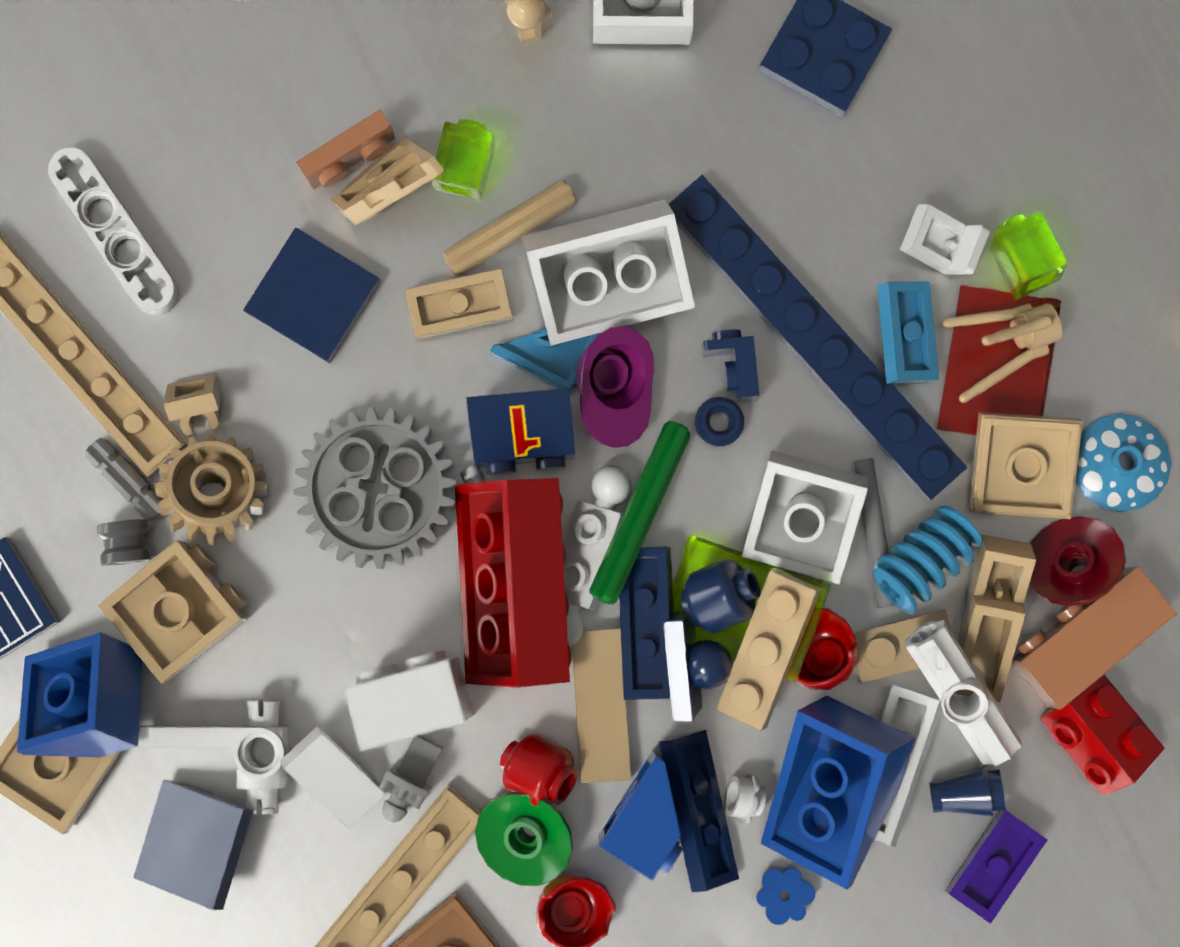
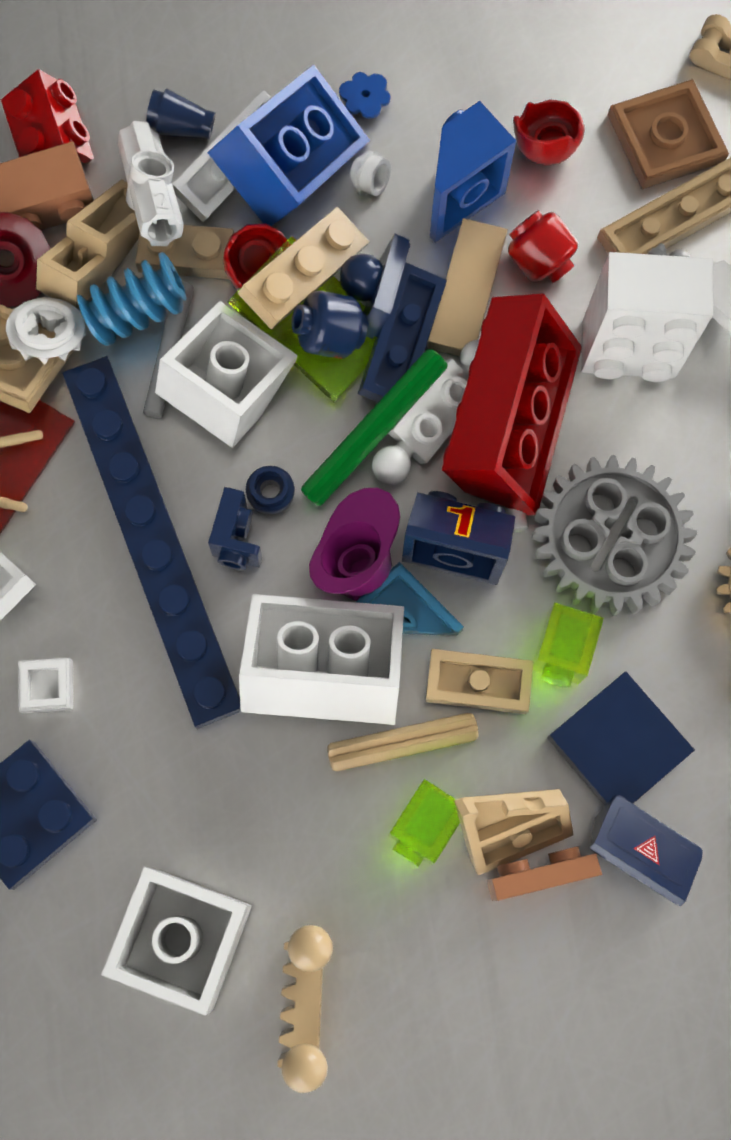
camera: 160 degrees left, 10 degrees down
(263, 202) = (646, 849): none -> dark blue slope
(388, 363) = (566, 645): none -> clear neon green brick
(513, 852) = (574, 196): green dish -> none
(699, 811) = (414, 173): dark blue plate -> none
(853, 167) = (45, 685): none -> white tile
(908, 332) = (62, 506): dark azure plate -> none
(996, 865) = (181, 56): dark purple plate -> none
(1000, 520) = (55, 316): none -> white gear

